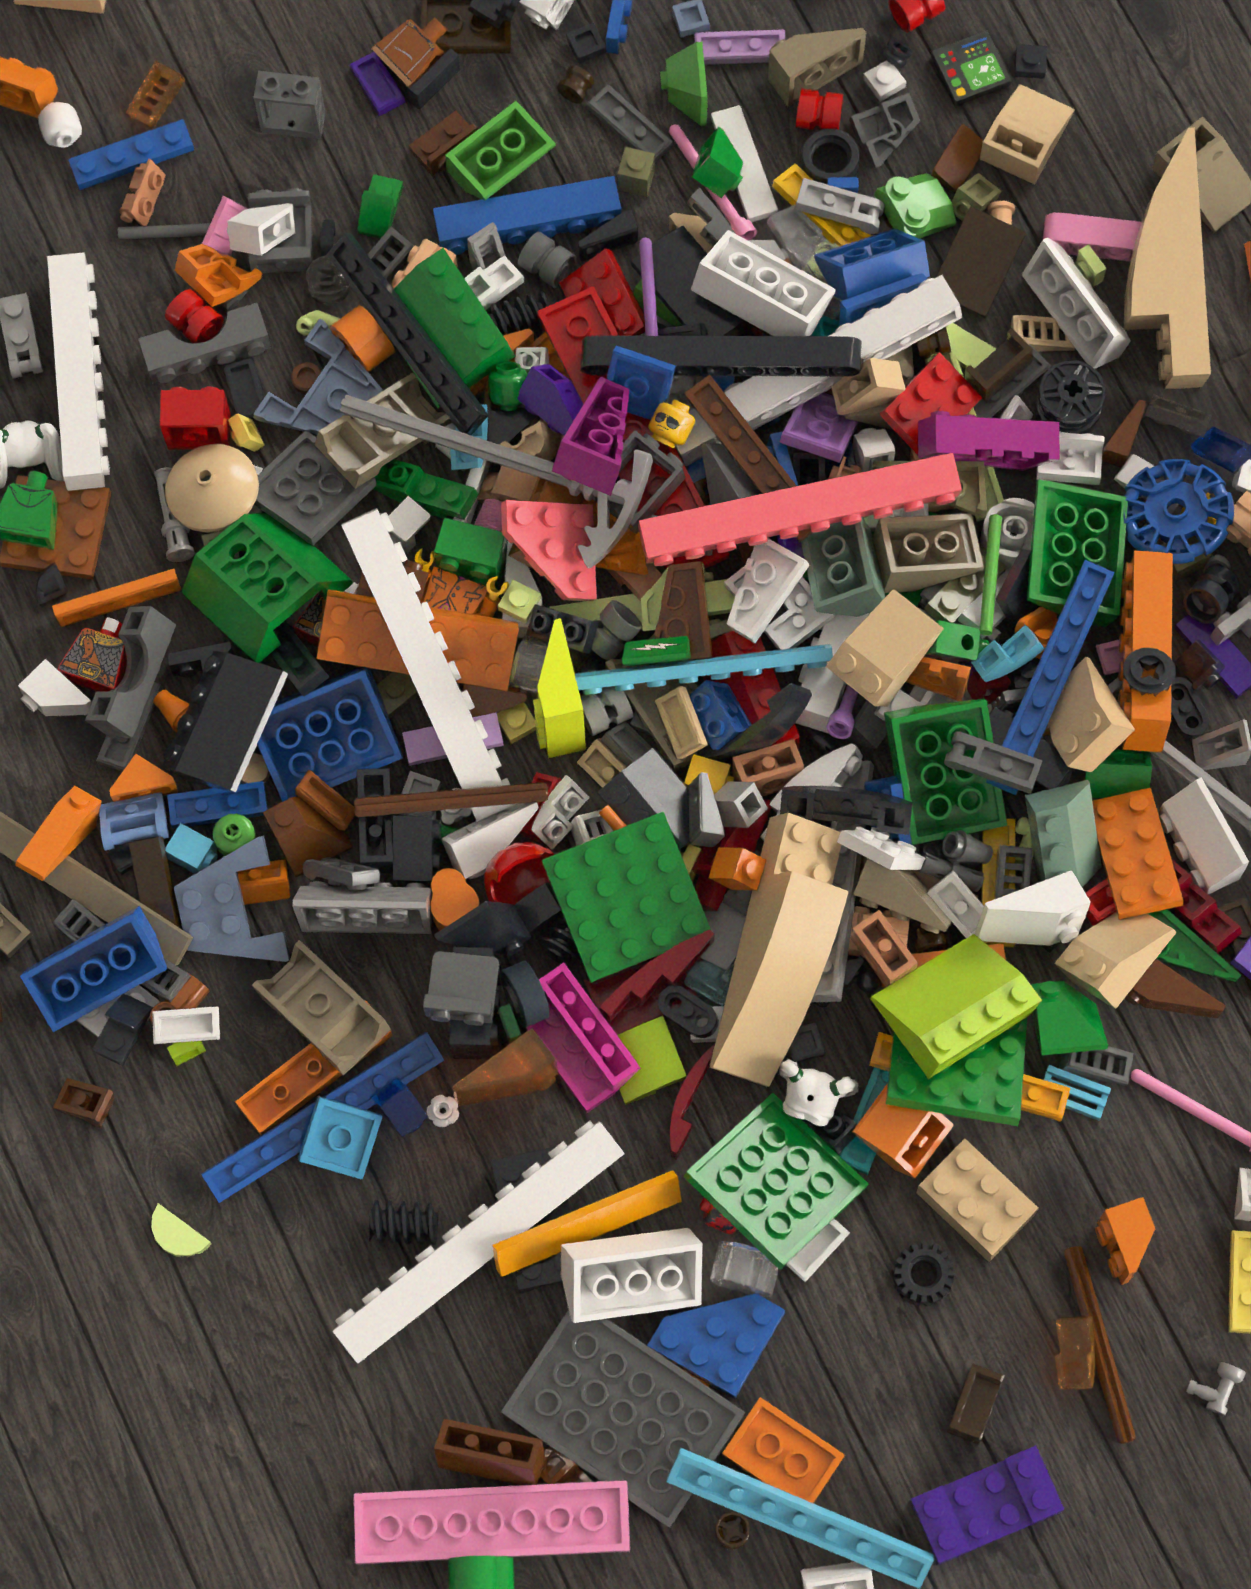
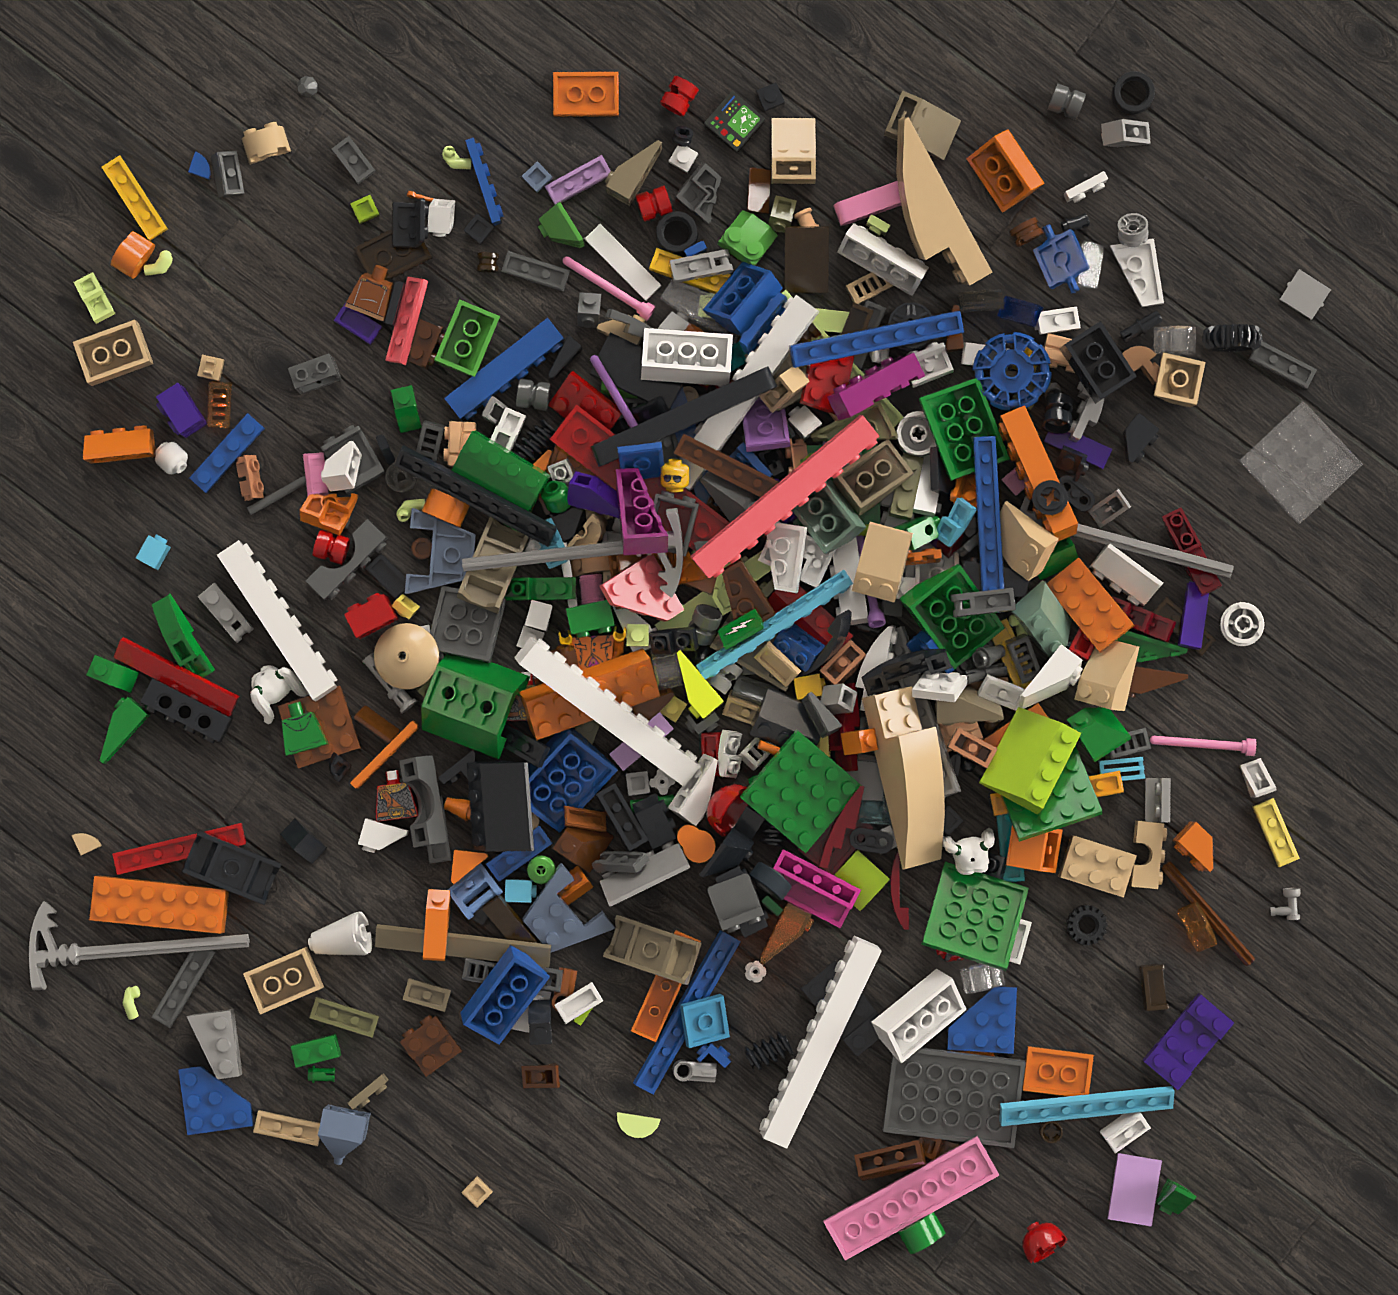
camera: 30 degrees left, 15 degrees up
(102, 72) = (181, 410): none -> dark purple brick
(126, 553) = (376, 724): none -> reddish brown slope
(169, 49) = (211, 368): none -> tan tile
(294, 1201) = (697, 1071): none -> light grey piece
(335, 1193) = (719, 1054): none -> blue bracket
(400, 1107) = (730, 984): clear blue brick -> none
(438, 104) = (406, 320): none -> coral tile
(451, 799) = (664, 784): reddish brown axle -> none
(549, 761) = (707, 724): none -> dark grey bracket
(587, 1223) = (877, 998): light orange tile -> none
(636, 171) = (558, 305): olive brick -> none
(670, 196) = (588, 310): none -> dark grey bracket
(718, 164) = (608, 274): green slope -> none
(990, 574) = (919, 474): bright green bar -> none
(1019, 380) = (876, 339): none -> blue tile
(1070, 1196) = (1149, 874): none -> tan arch
(1103, 1154) = (1157, 799): none -> light grey bracket

